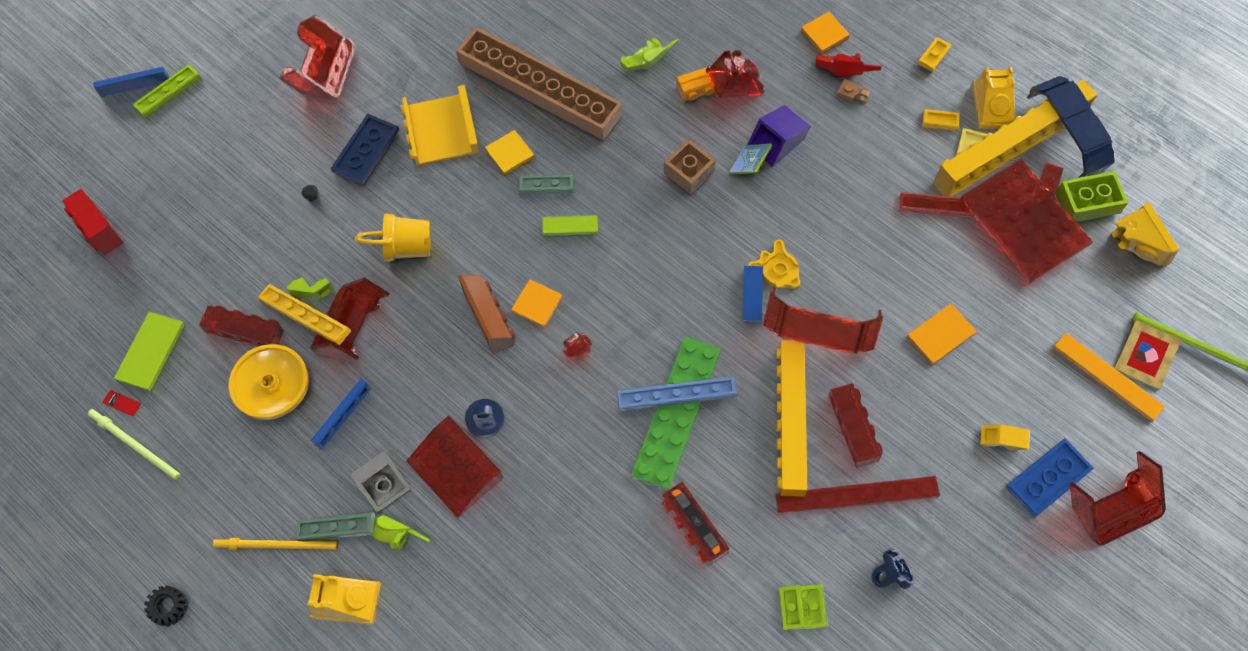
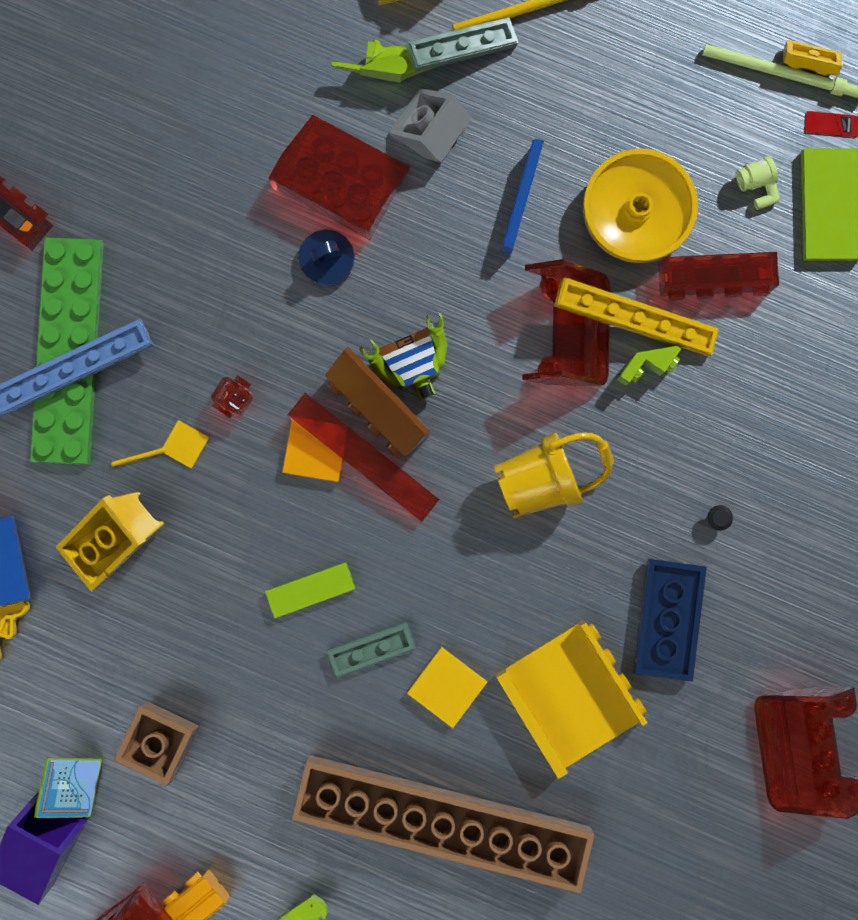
camera: 160 degrees right, 20 degrees up
(111, 444) = (812, 57): none -> yellow plate
(186, 380) = (757, 175): none -> yellowish green piece
(453, 334) = (411, 359): none -> torso
(508, 288) = (363, 457): none -> clear red tile
(620, 332) = (182, 445): none -> yellow piece
(681, 281) = (107, 538): none -> yellow piece

